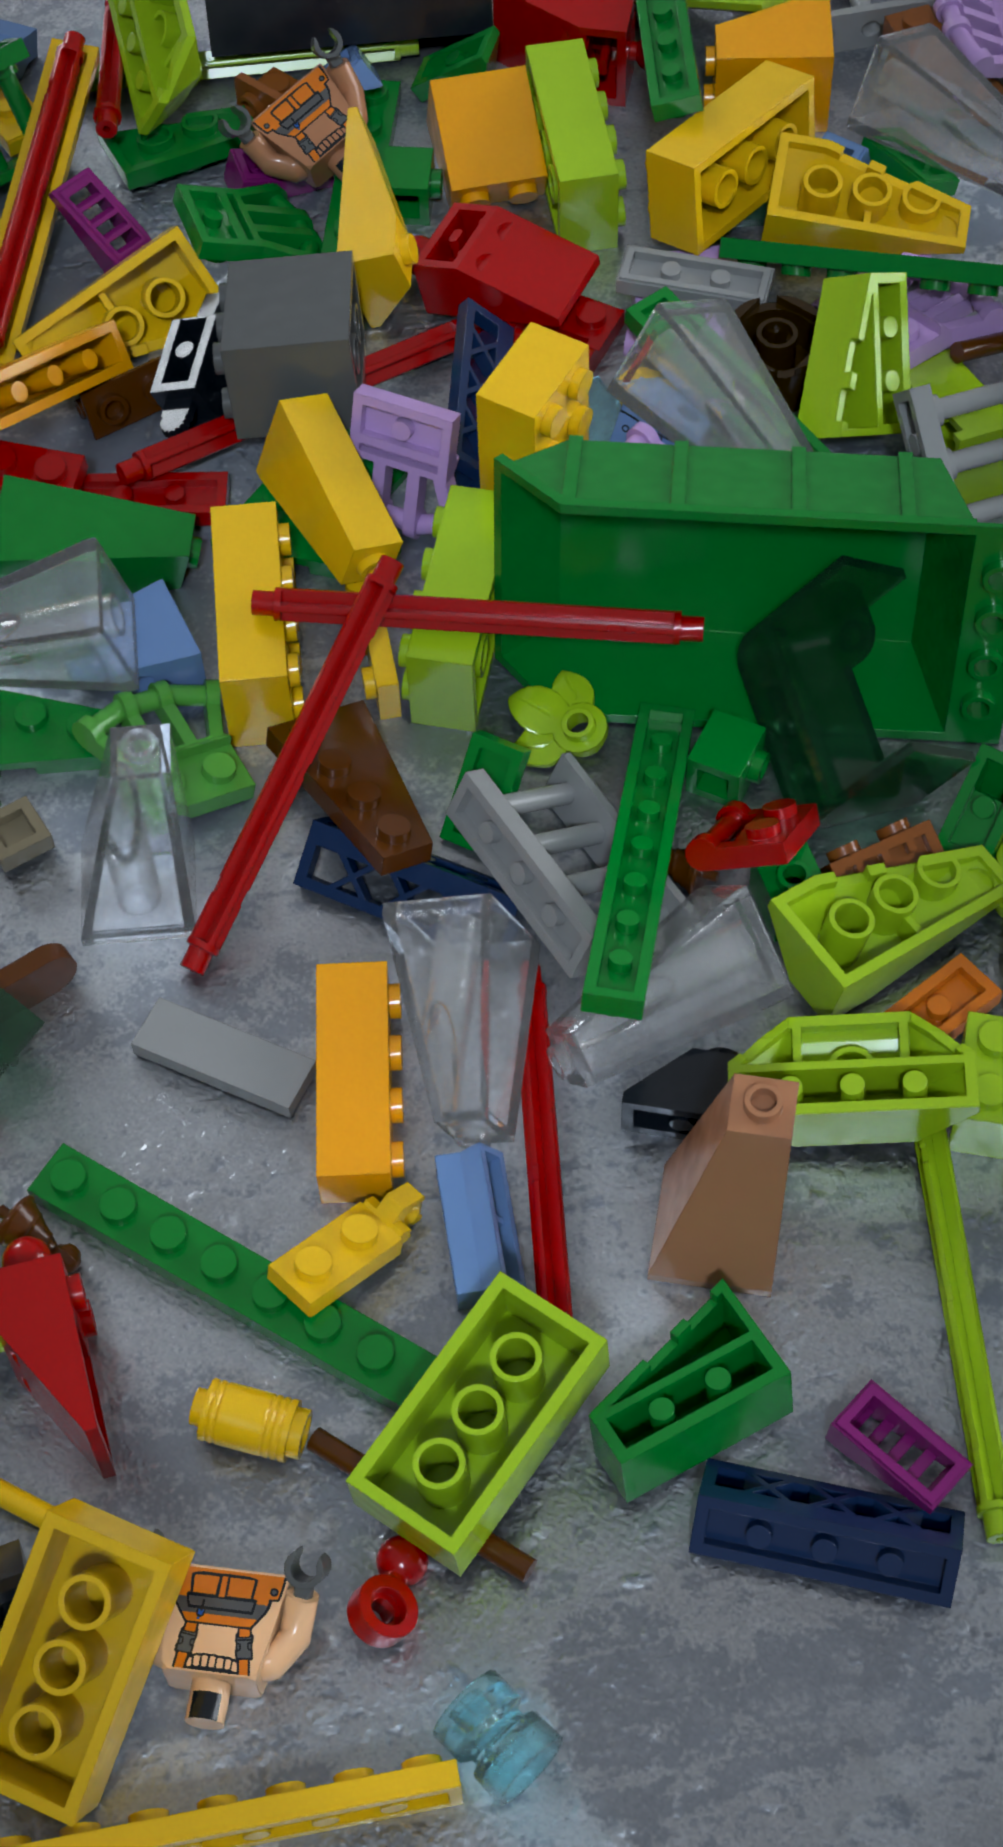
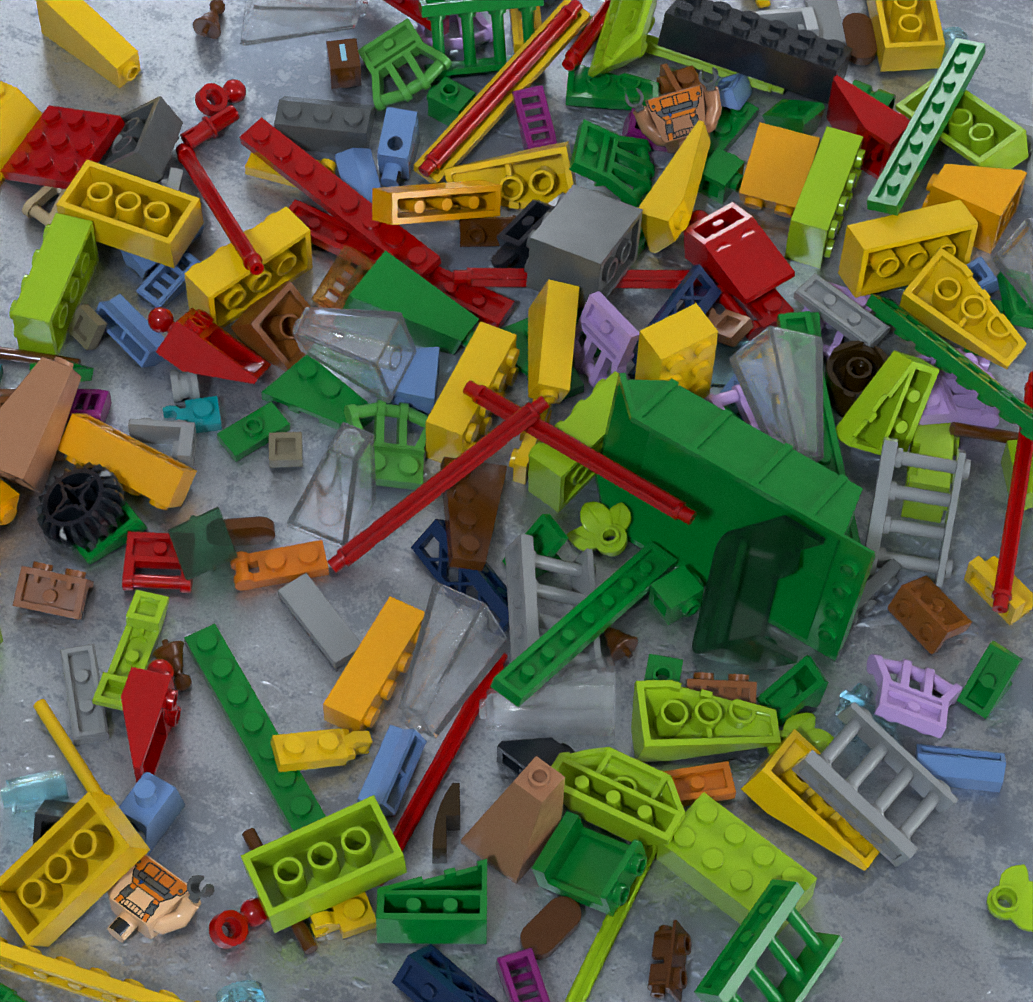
camera: 25 degrees right, 0 degrees up
(110, 1006) = (279, 565): none -> orange plate
(142, 1477) = (152, 807): none -> medium blue torso
(250, 1420) = (222, 807): yellow head -> none
(556, 1489) = (348, 917): none -> yellow plate
(612, 1251) = (446, 820): none -> dark brown slope
(761, 835) = (657, 643): red plate -> none
(869, 1333) = (551, 927): none -> reddish brown tile
(874, 1210) = (589, 865): none -> green panel

